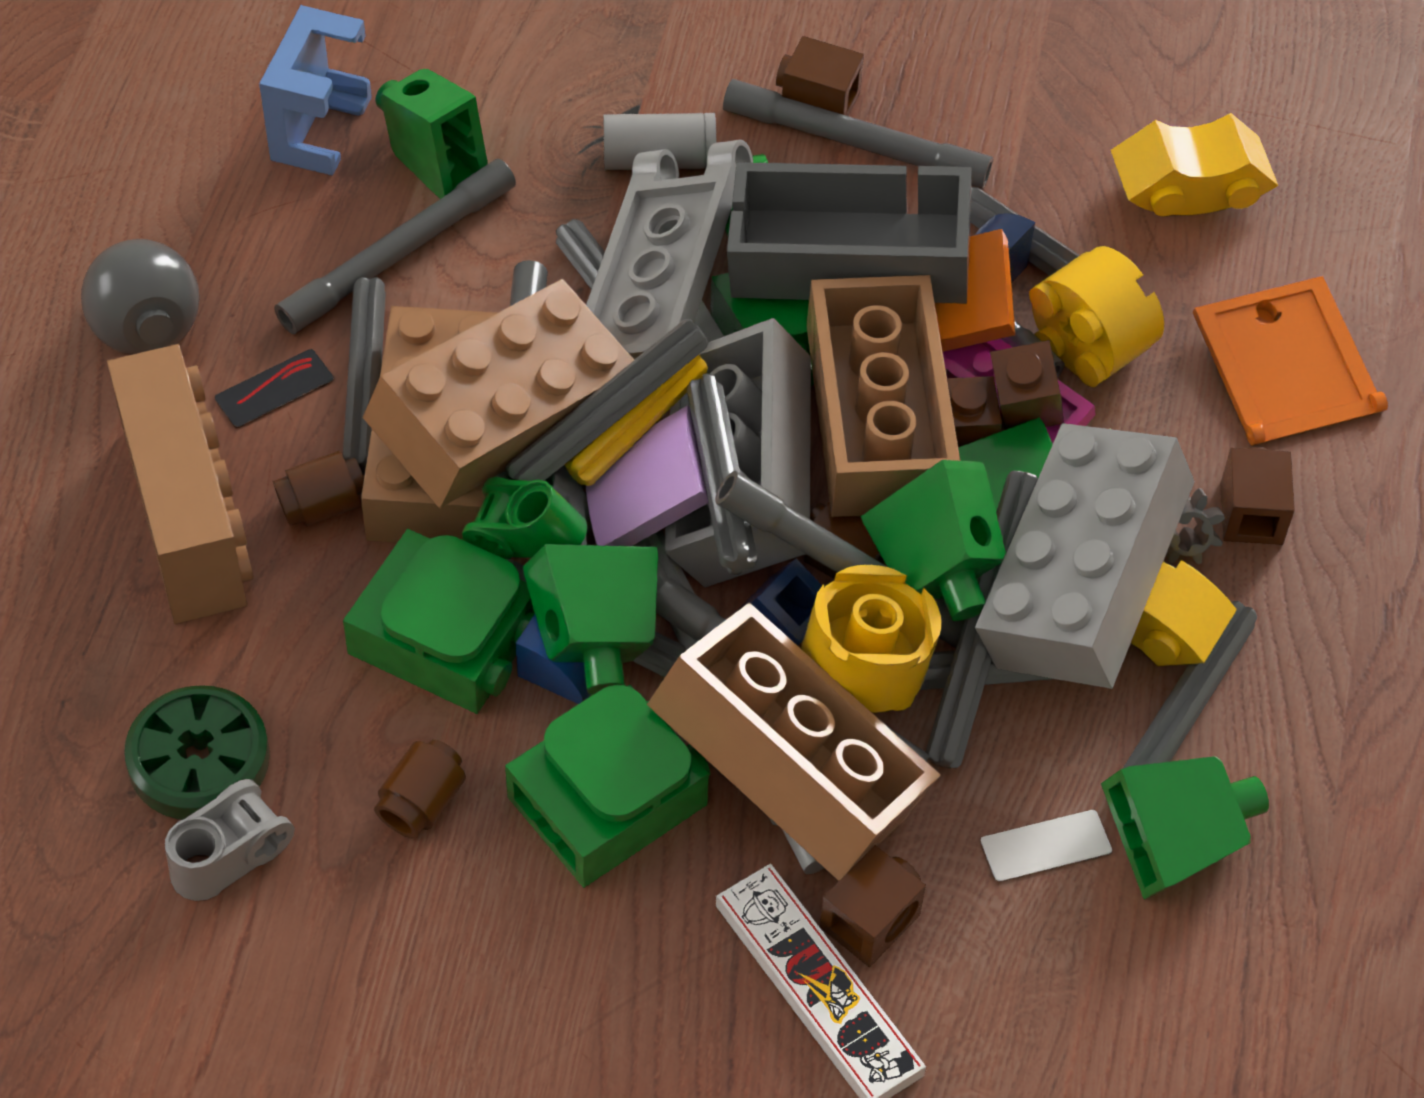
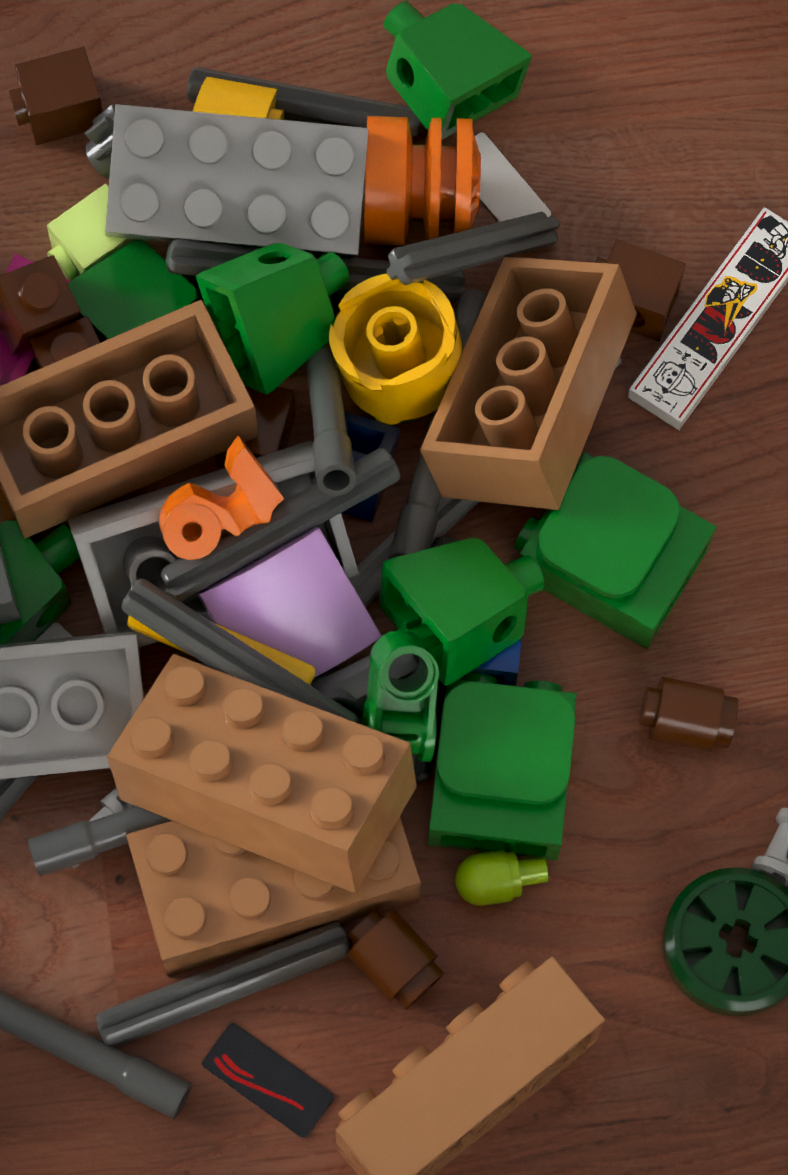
camera: 110 degrees left, 15 degrees up
(345, 584) = (497, 876): none -> lime cylinder
(750, 416) = (195, 516): none -> orange leg
(953, 741) = (472, 247): none -> dark grey axle
(1052, 732) = (418, 179): none -> orange wheel

